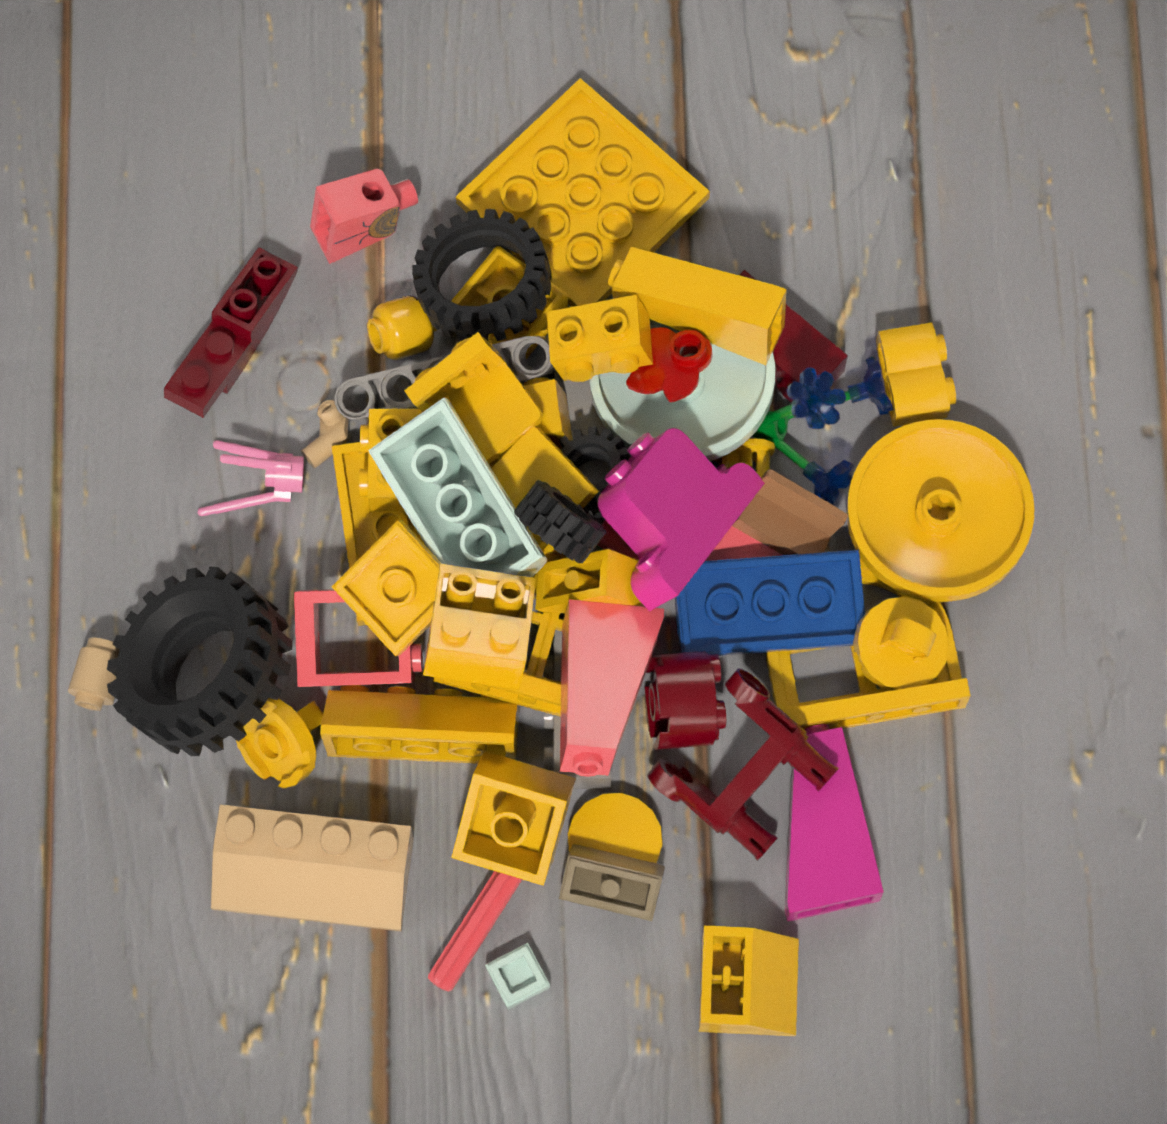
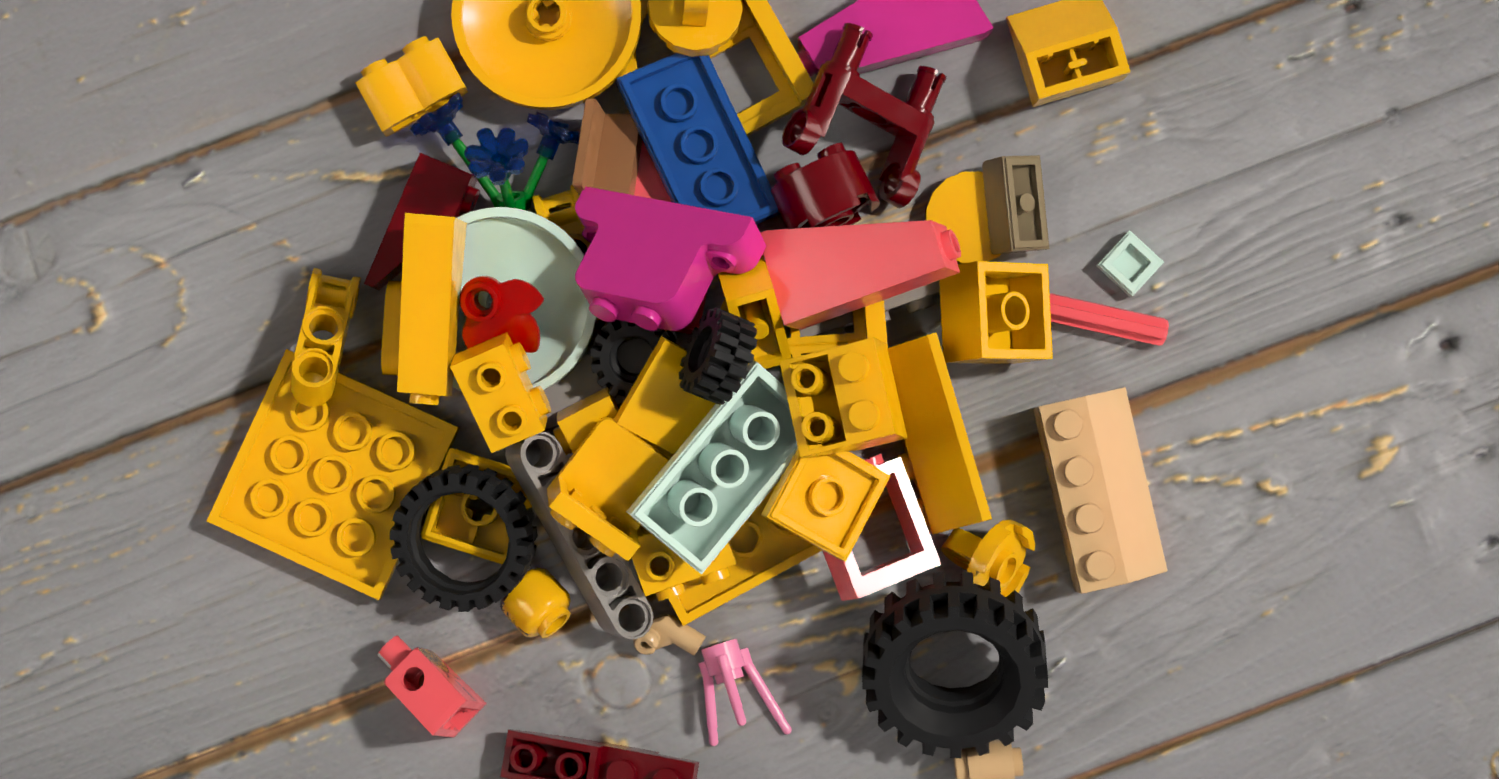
camera: 110 degrees left, 15 degrees up
(736, 239) = (328, 307): none -> yellow piece

